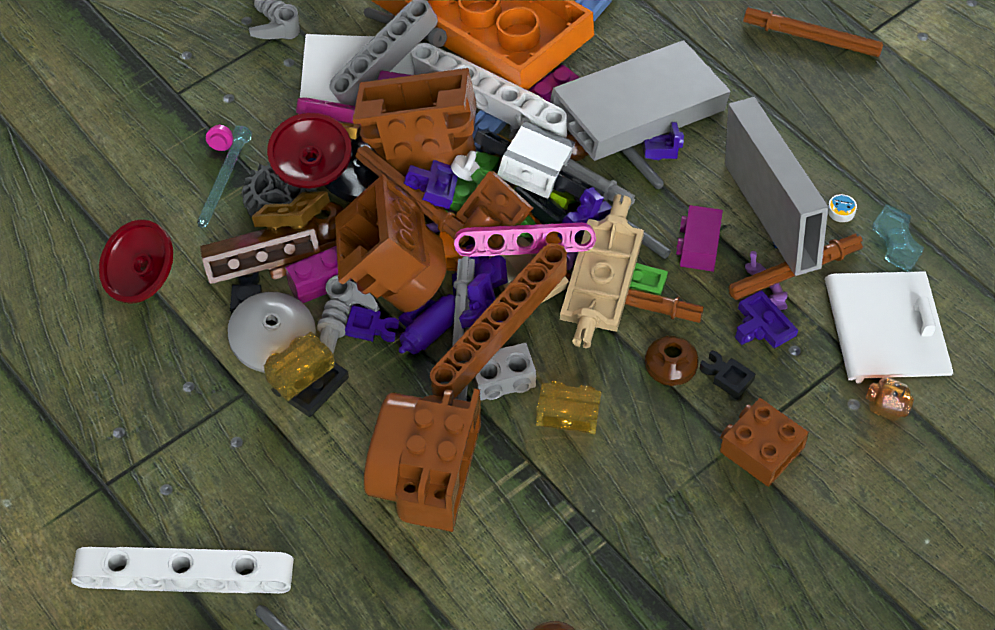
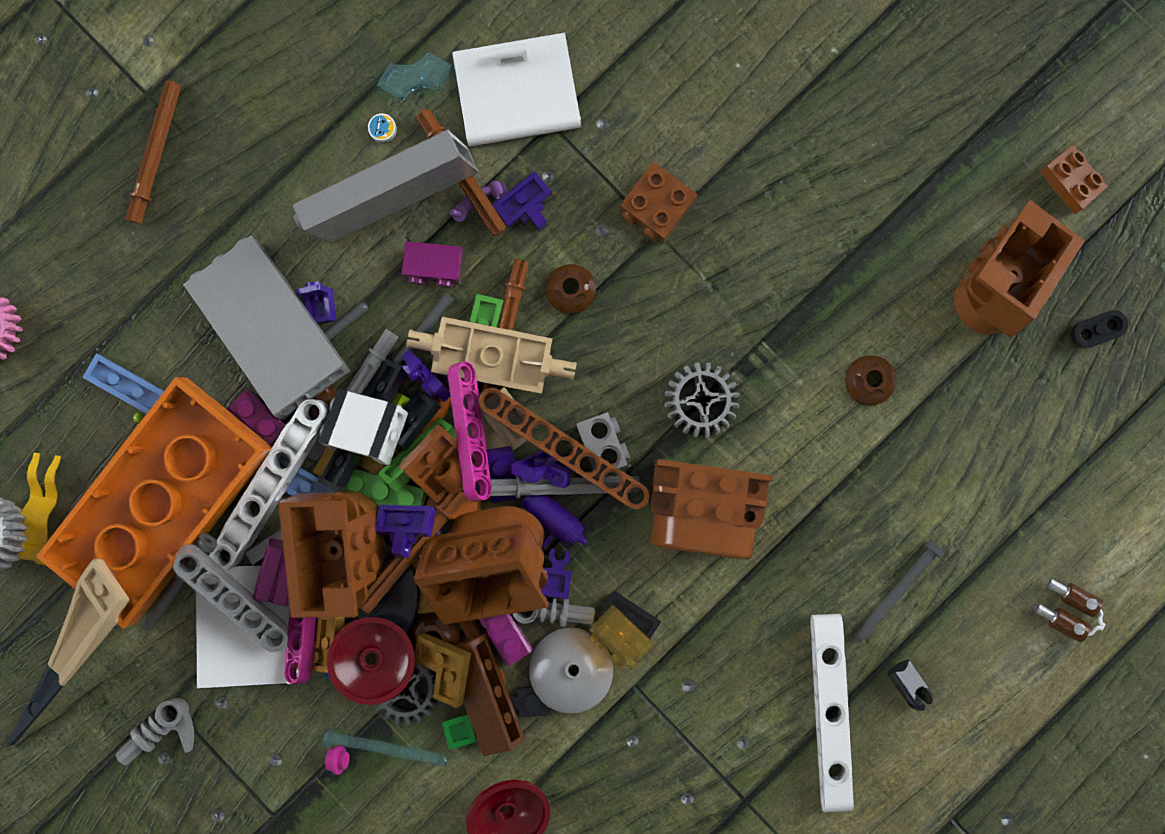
camera: 90 degrees left, 30 degrees up
(226, 229) = (459, 731): none -> green plate
(465, 166) = (380, 497): white tile -> none
(559, 459) = (725, 396): none -> light grey gear
(568, 407) = (636, 380): clear yellow brick -> none
(729, 376) = (588, 233): black plate -> none
(890, 399) = (604, 89): clear orange head -> none

